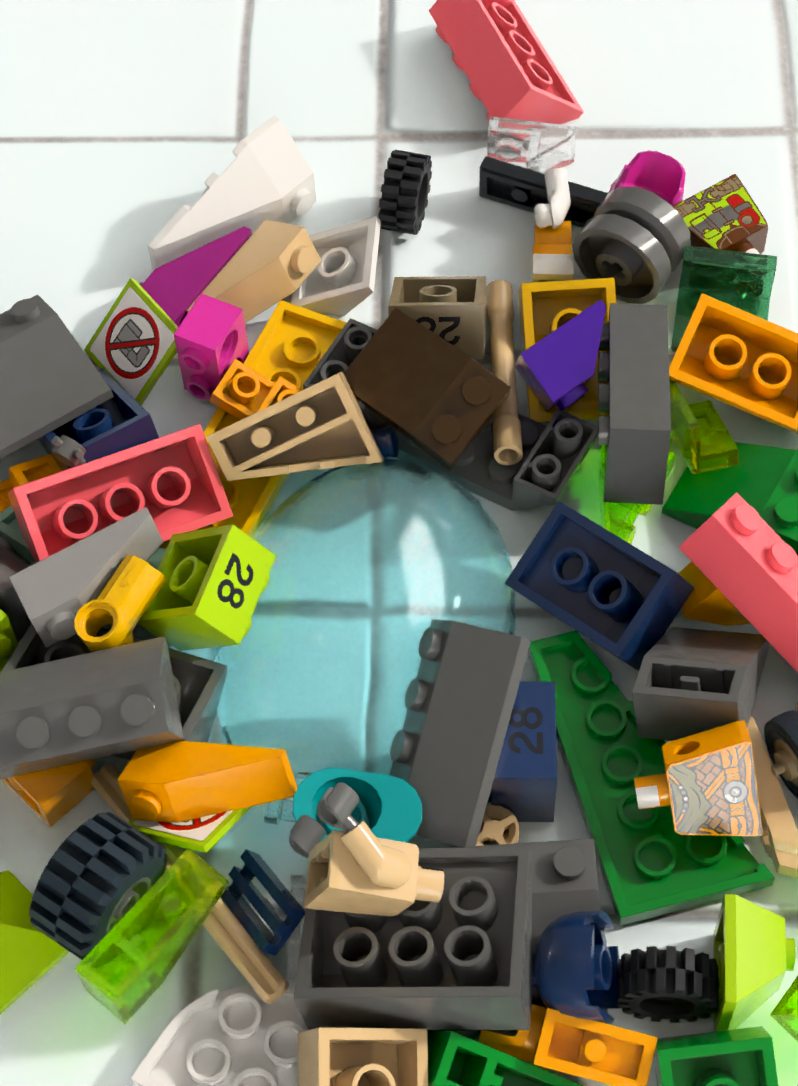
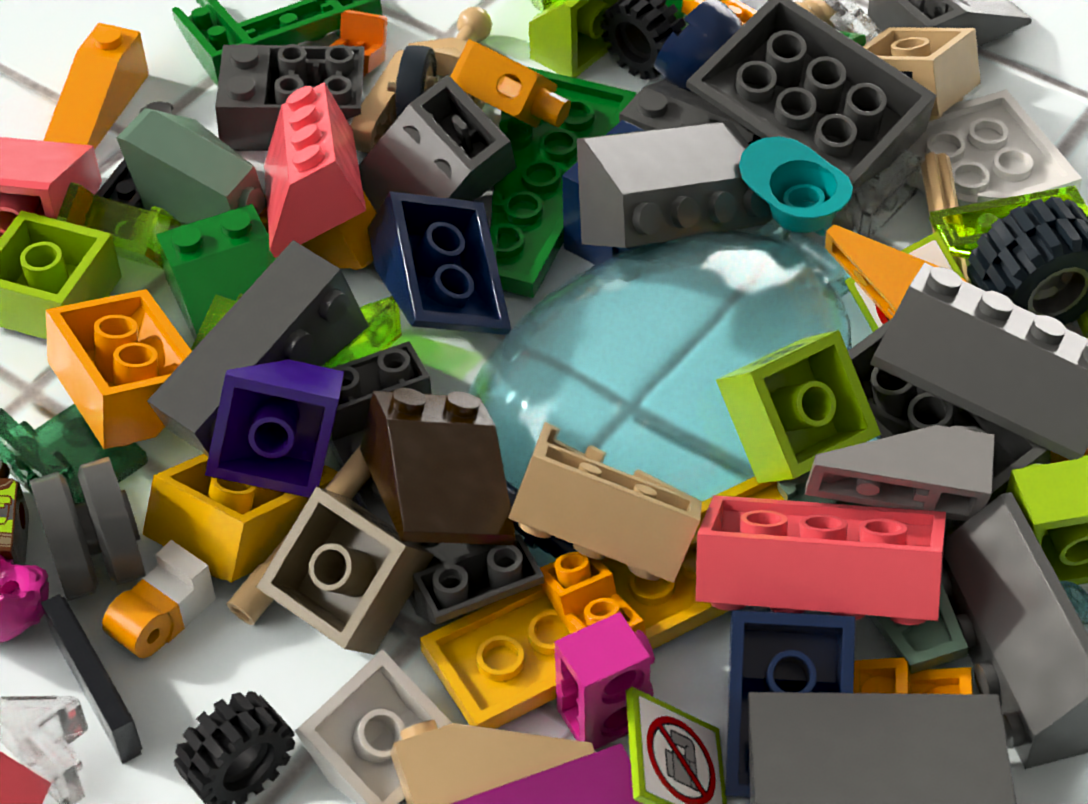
camera: 145 degrees left, 10 degrees down
(68, 451) = (850, 600): dark grey piece -> none
(119, 604) = (919, 407): yellow piece -> none
(242, 884) = (916, 206): dark blue tile -> none
(354, 867) = (840, 89): tan torso -> none
(558, 199) = (106, 617): white arm -> none

